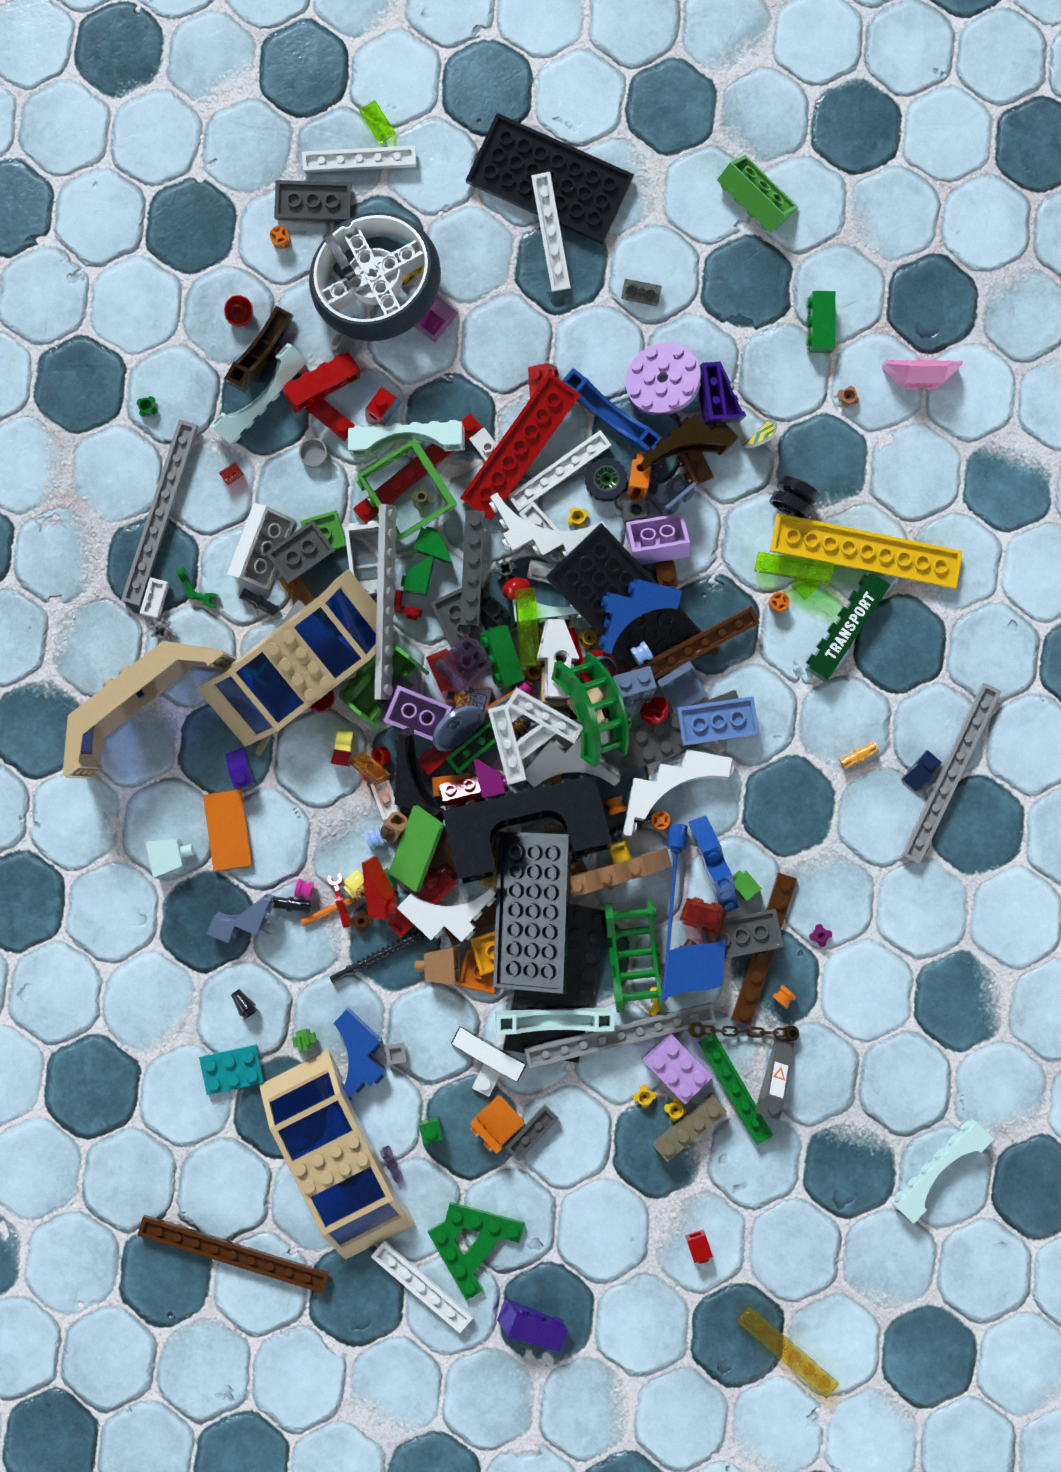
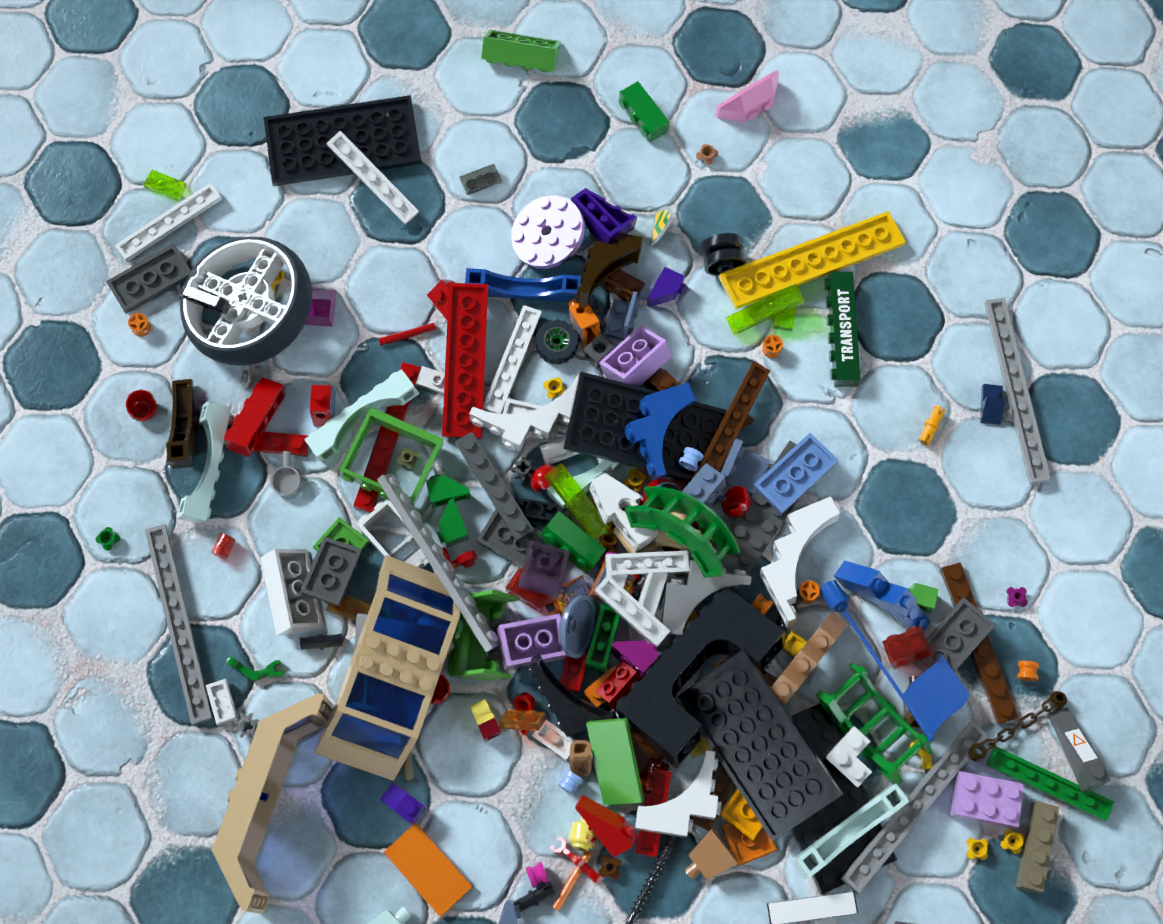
camera: 35 degrees left, 15 degrees down
(490, 390) = (407, 334): none -> red bar
(593, 963) = (845, 755): none -> white plate
(728, 493) = (666, 287): none -> dark purple slope

